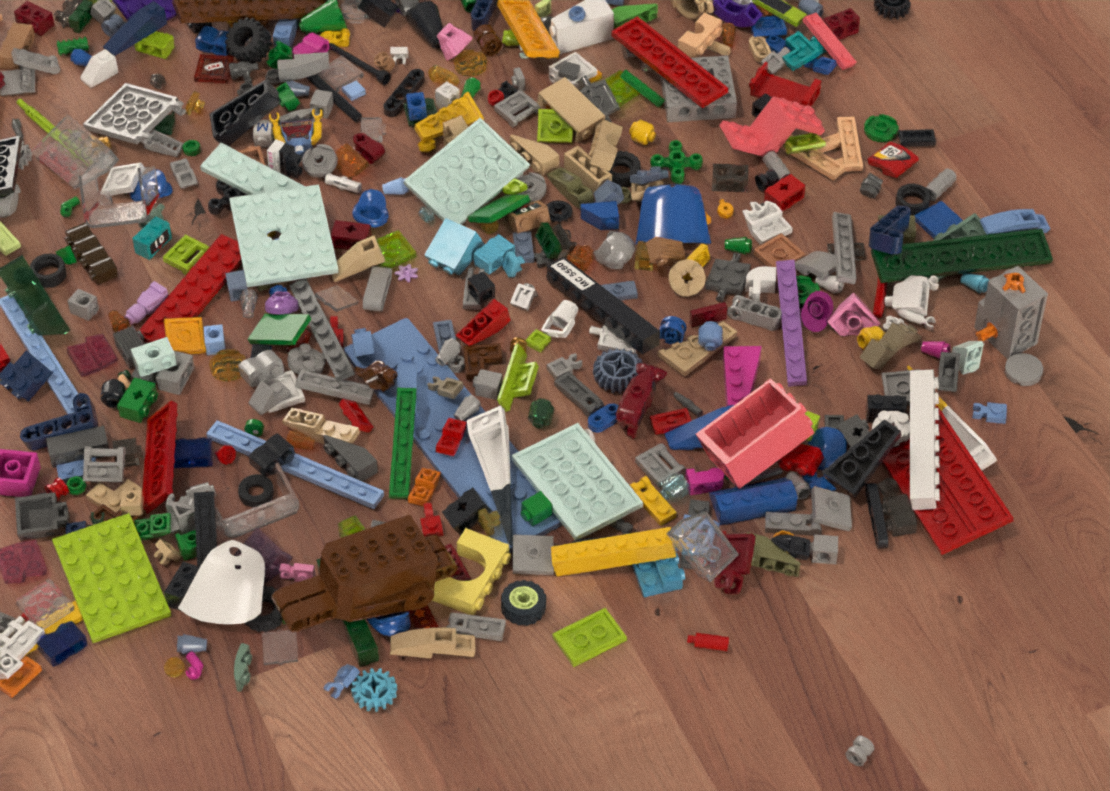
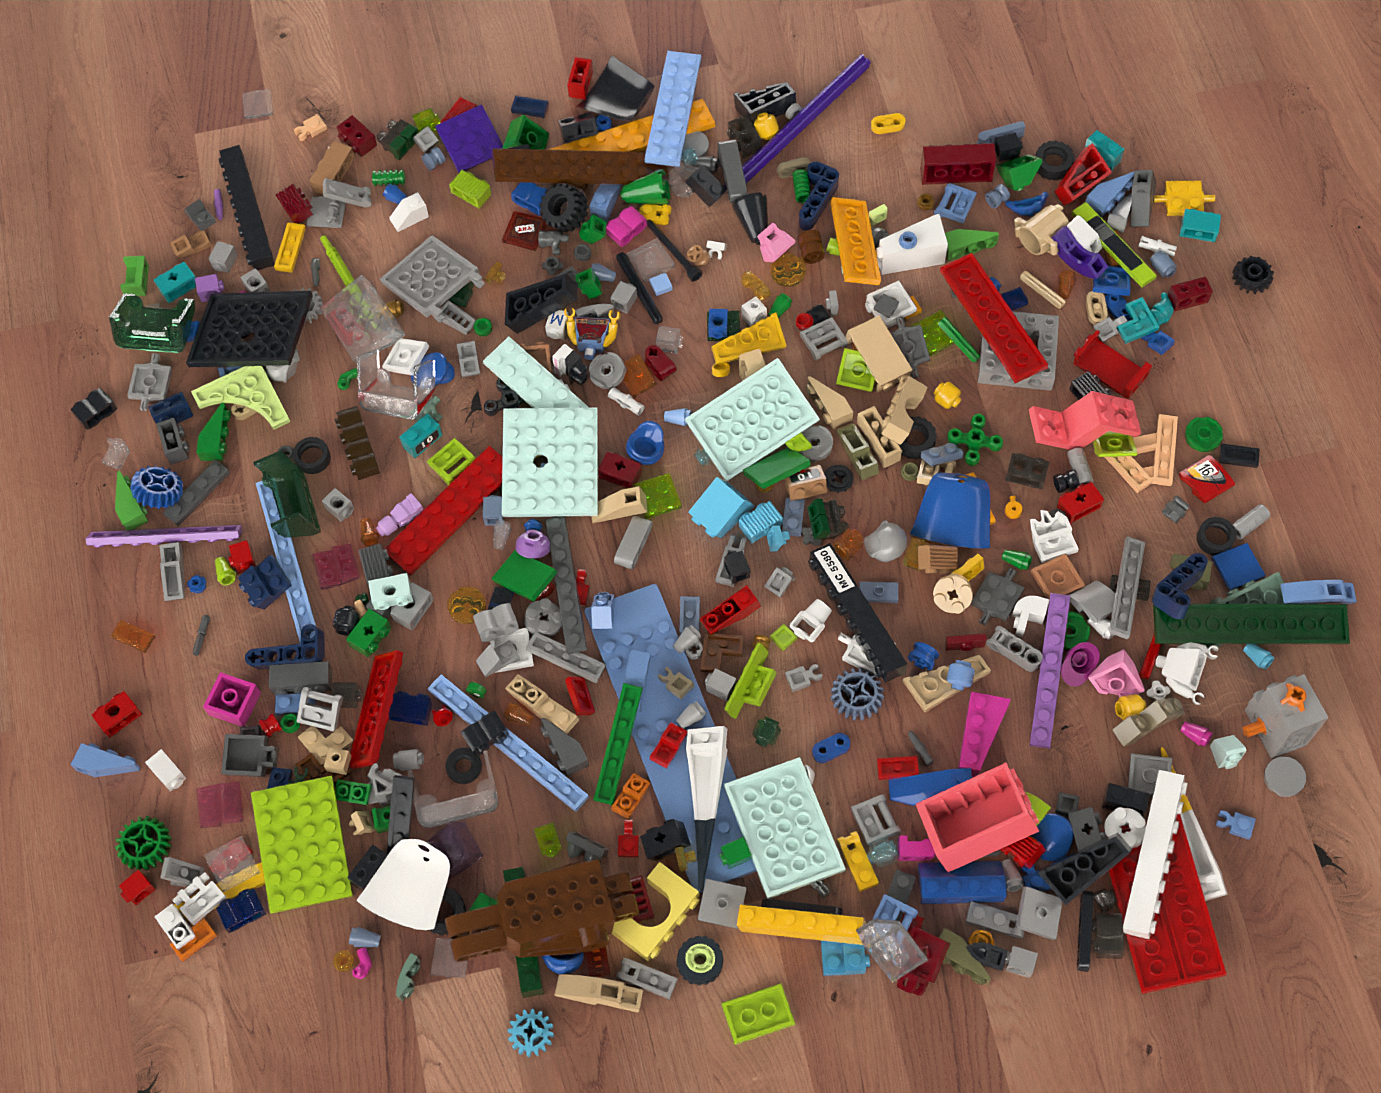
camera: 15 degrees right, 15 degrees up
(67, 255) = (333, 439): green tile -> none
(136, 28) = (453, 171): dark blue wedge -> none
(158, 81) = (464, 237): clear smoke plate -> none
(185, 334) = (429, 564): light orange tile -> none
(214, 339) = (459, 580): light blue brick -> none
(298, 571) = (487, 877): bright pink plate -> none
(302, 66) = (612, 249): light grey slope -> none
(336, 298) = (589, 546): clear piece -> none
(343, 679) = (503, 1014): medium blue plate -> none
(377, 375) = (609, 656): reddish brown hair -> none
(400, 91) = (709, 295): black beam -> none
(406, 272) = (667, 525): lavender plant -> none
(578, 393) = (810, 713): dark grey plate -> none
(601, 215) = (882, 493): blue slope -> none
(609, 192) = (894, 472): sand blue brick -> none
(638, 397) = (870, 735): dark red animal -> none
(706, 31) = (1026, 295): light nougat arch -> none
(709, 641) = (877, 1048): red cylinder -> none
(829, 41) = (1172, 314): coral plate -> none
(948, 371) = (1202, 768): dark grey slope -> none

